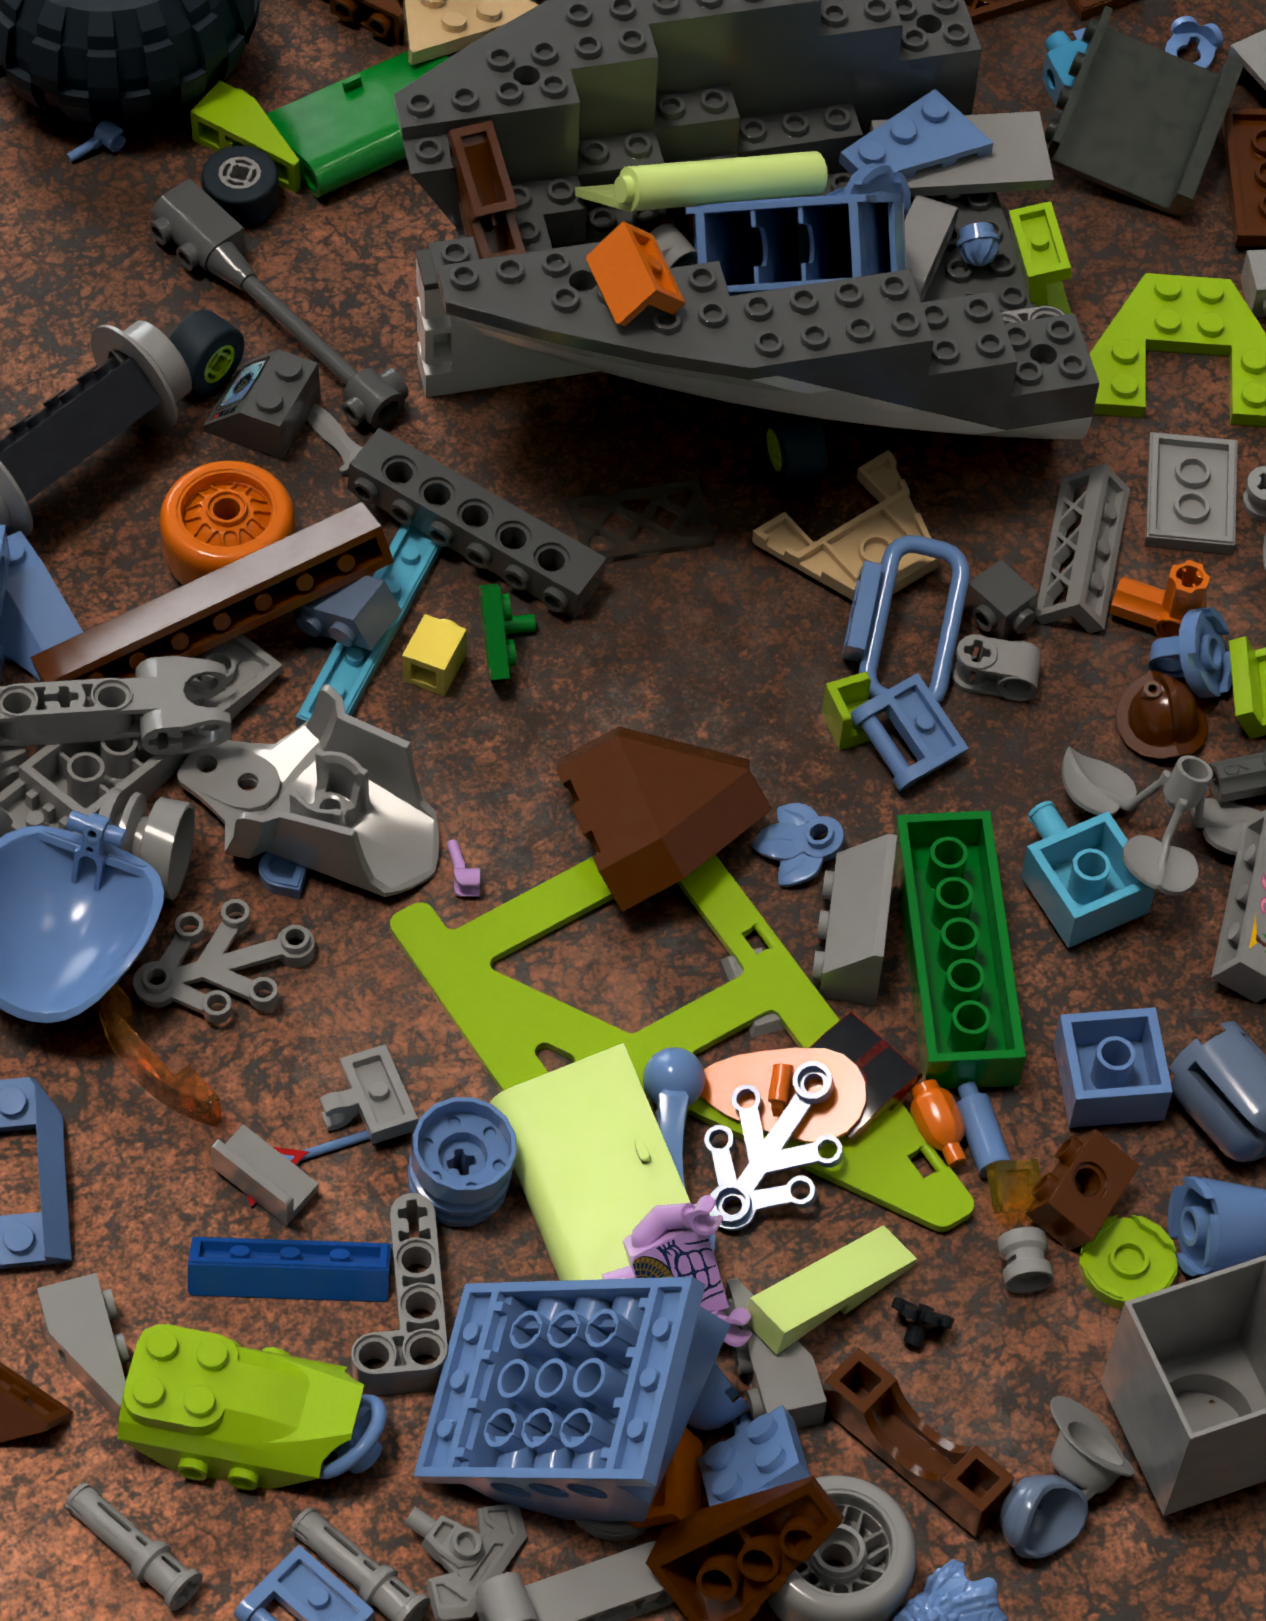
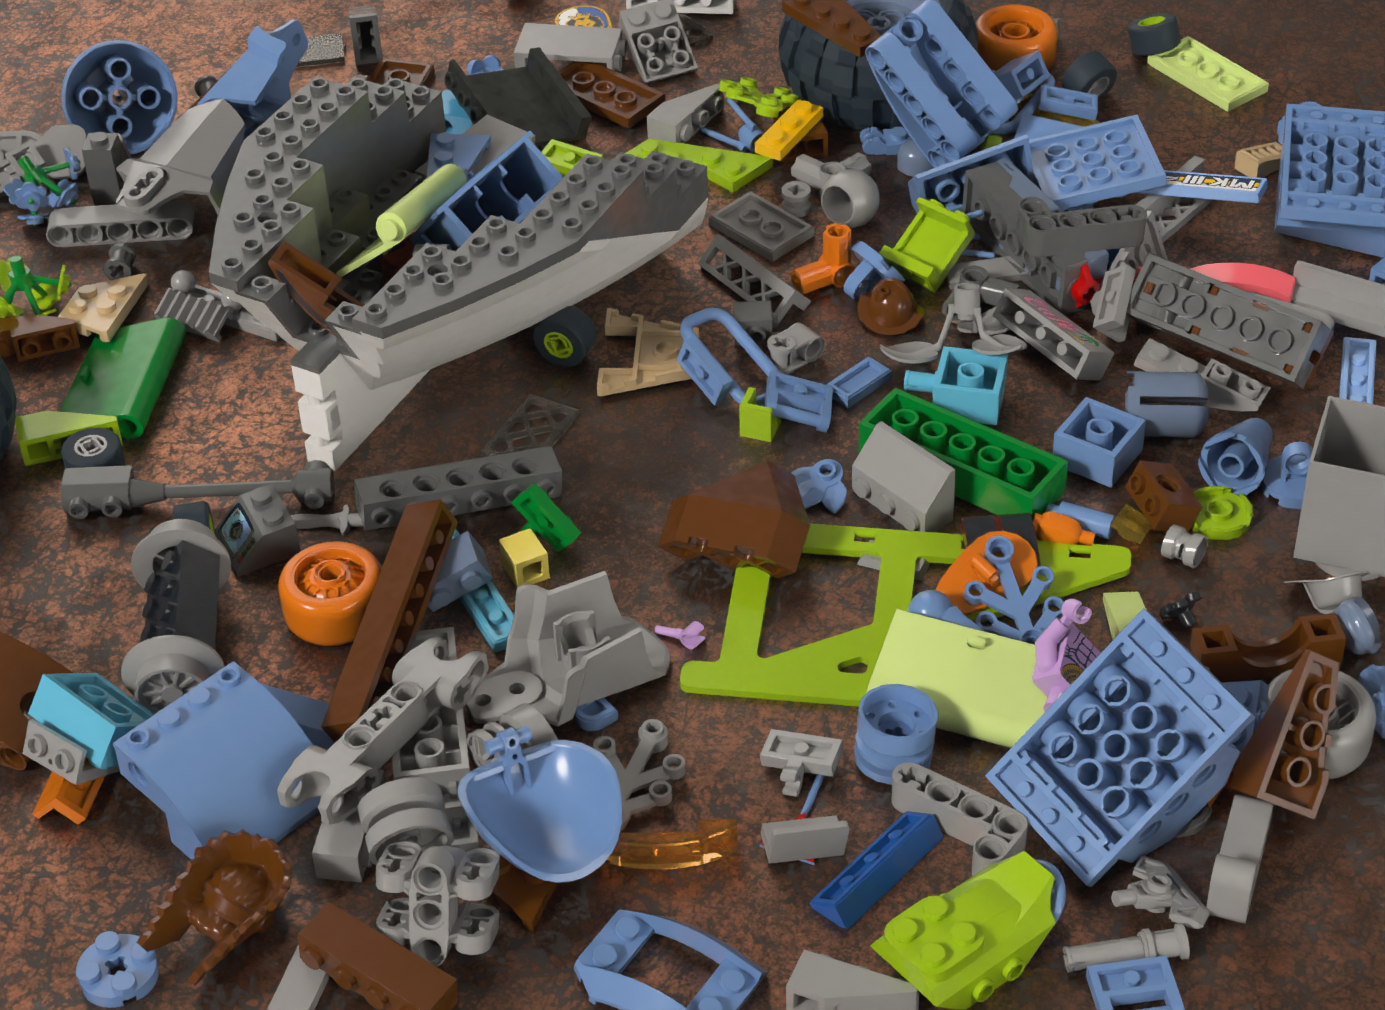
camera: 45 degrees left, 15 degrees down
(633, 274) = (467, 241): orange panel -> none
(1011, 766) = (859, 382): none -> medium blue tile

